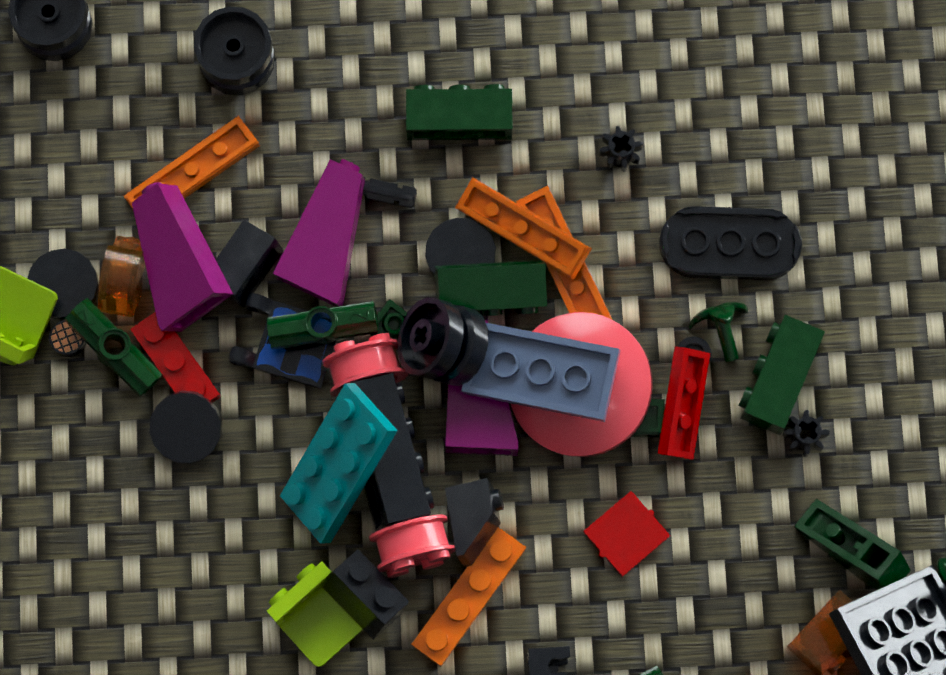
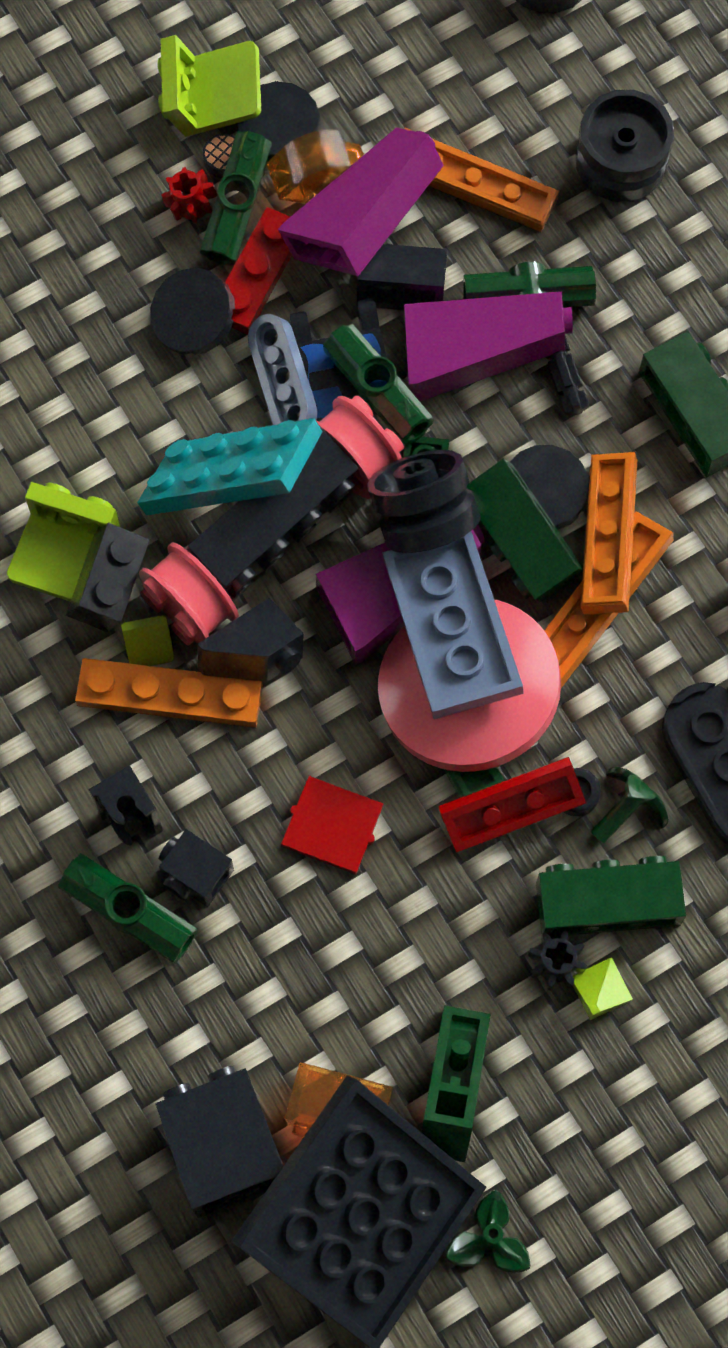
camera: 60 degrees right, 5 degrees down
(86, 389) = (189, 195): none -> red gear
(258, 392) = (272, 366): none -> sand blue plate
(303, 178) = (576, 283): none -> dark green piece
(425, 591) = (148, 641): none -> lime slope
(611, 645) = (194, 868): none -> black brick
(838, 415) = (601, 988): none -> lime slope

